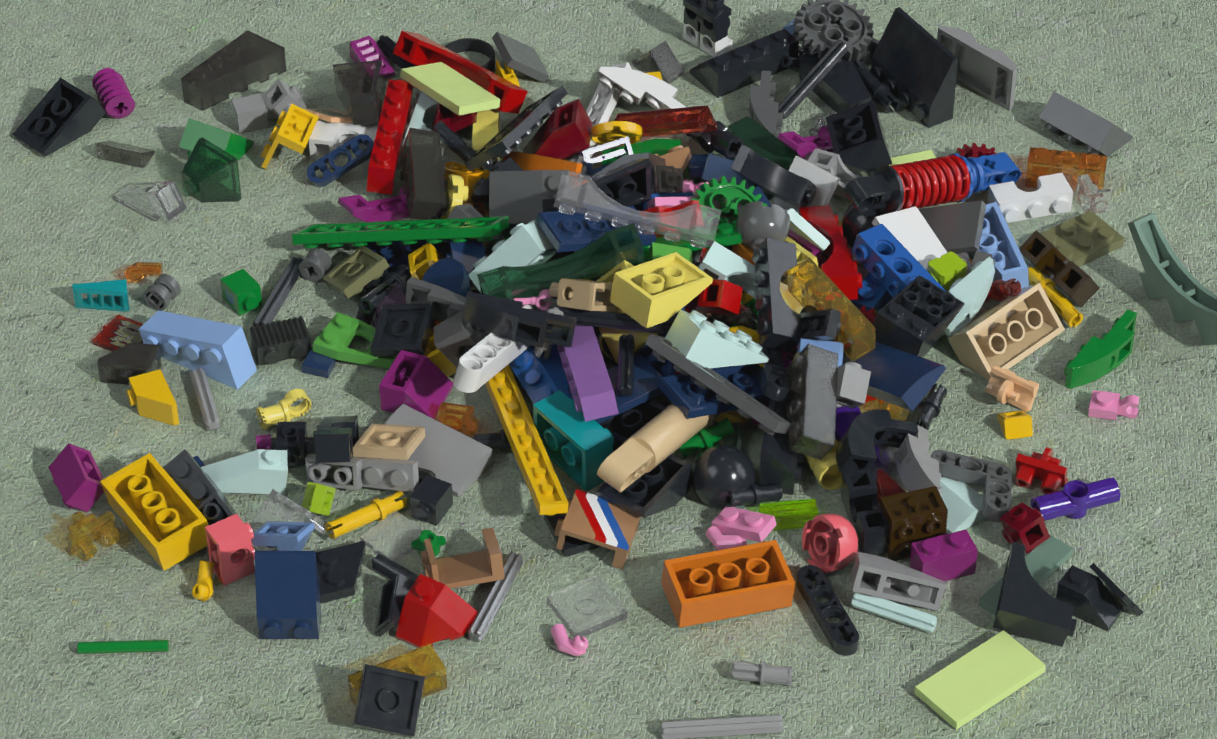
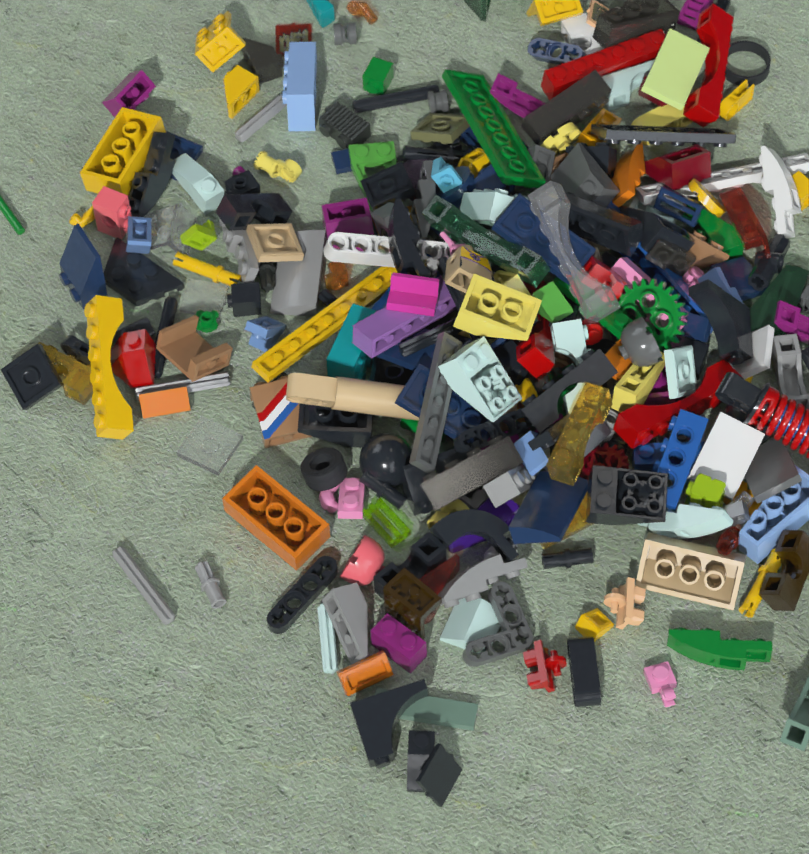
camera: 60 degrees right, 15 degrees up
(79, 379) = (218, 42): none -> yellow bracket
(89, 529) = (86, 127): clear yellow hips -> none
(385, 649) = (76, 348): none -> black piece
(443, 275) = (445, 175): none -> medium azure bracket
(455, 143) = (626, 112): black pin -> none
(478, 649) = (112, 412): none -> yellow arch
(486, 506) = (264, 332): none -> medium blue slope
(506, 616) = (164, 402): none -> orange tile
(520, 57) = (766, 92): dark grey tile -> none
(574, 647) = (163, 451): bright pink arm -> none
(579, 342) = (413, 294): none -> dark pink panel
(705, 535) = (324, 469): none -> black tyre
(958, 598) = (365, 673): none -> orange tile
(979, 679) = (295, 727): yellowish green tile -> none
(1024, 526) = (466, 682): dark red brick -> none
(1075, 449) = (584, 671): none -> black beam
(1077, 498) = (538, 713): dark purple piece -> none

